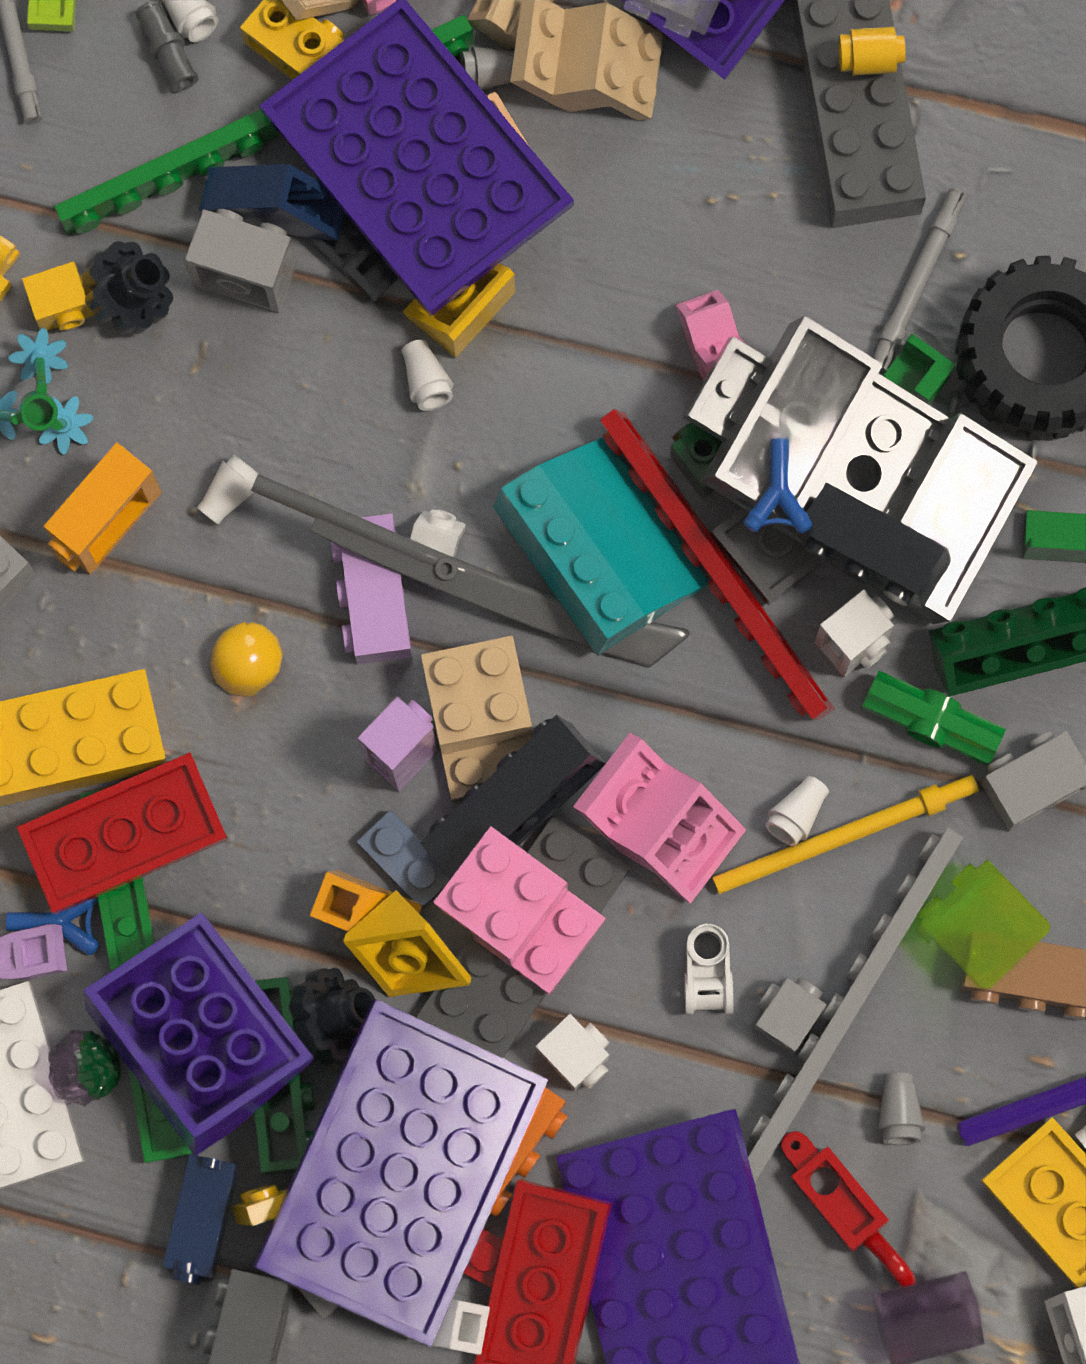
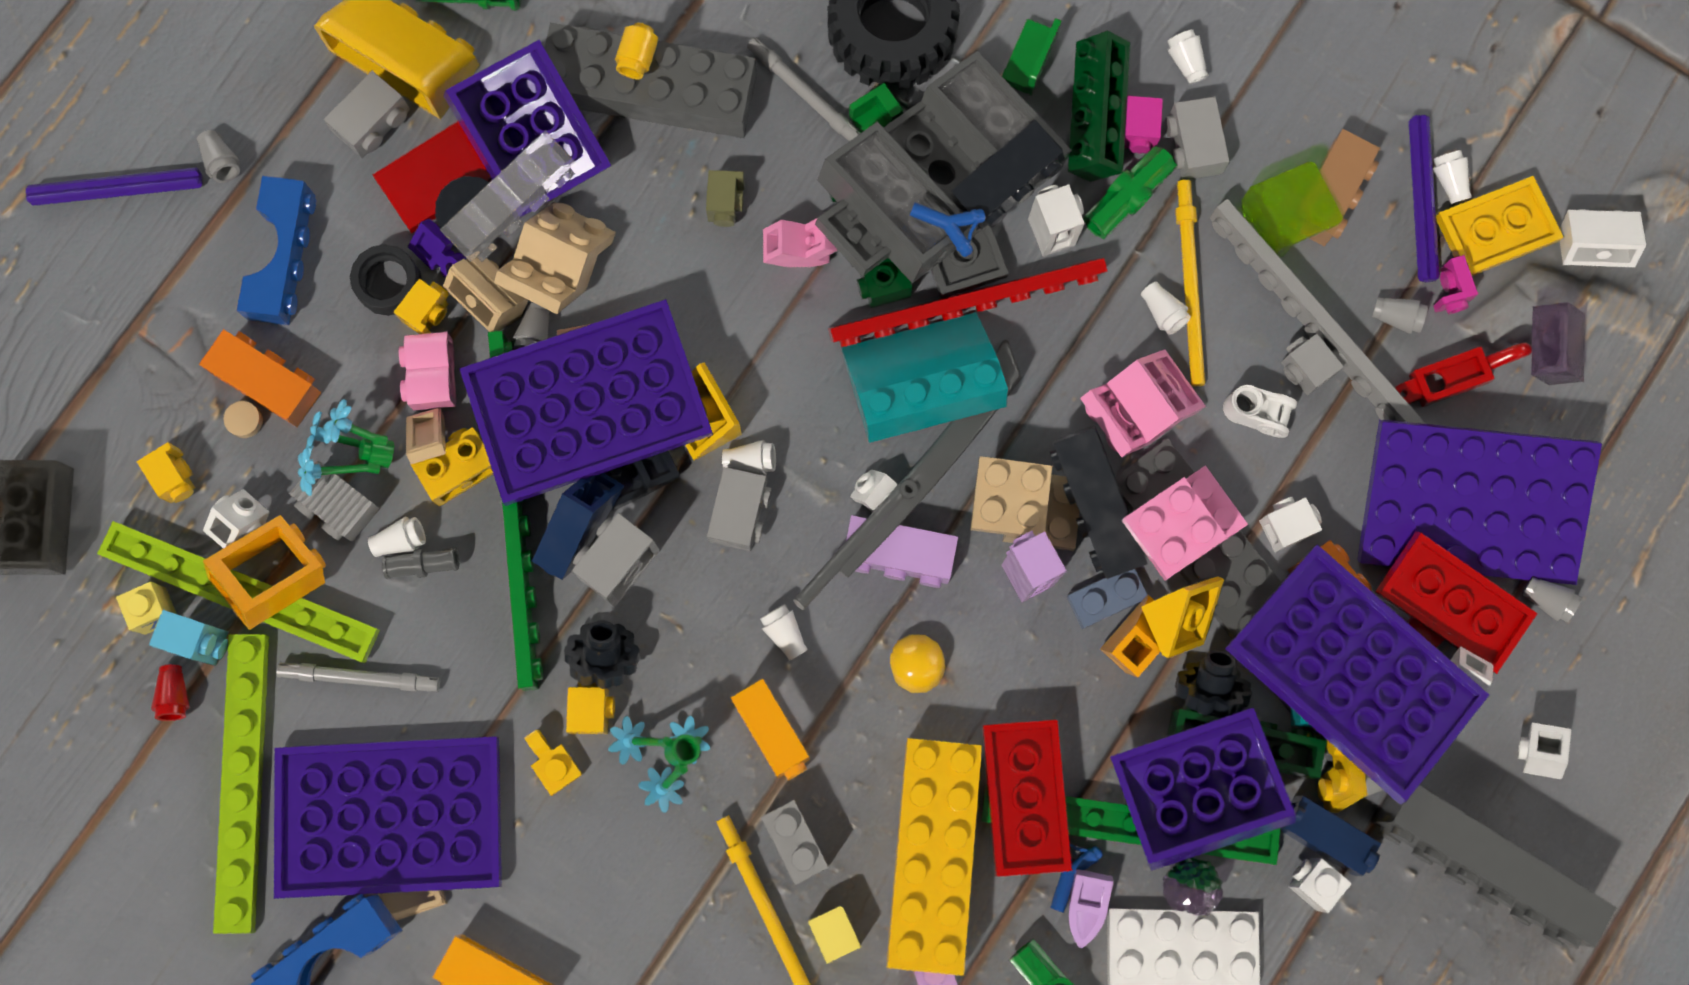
camera: 75 degrees left, 0 degrees up
(138, 1219) = (1319, 884): none -> white brick
(357, 383) = (738, 509): none -> light grey brick
(740, 228) = (724, 196): none -> olive brick
(968, 1167) = (1458, 281): none -> dark pink bracket
(1029, 703) = (1143, 123): none -> dark pink brick

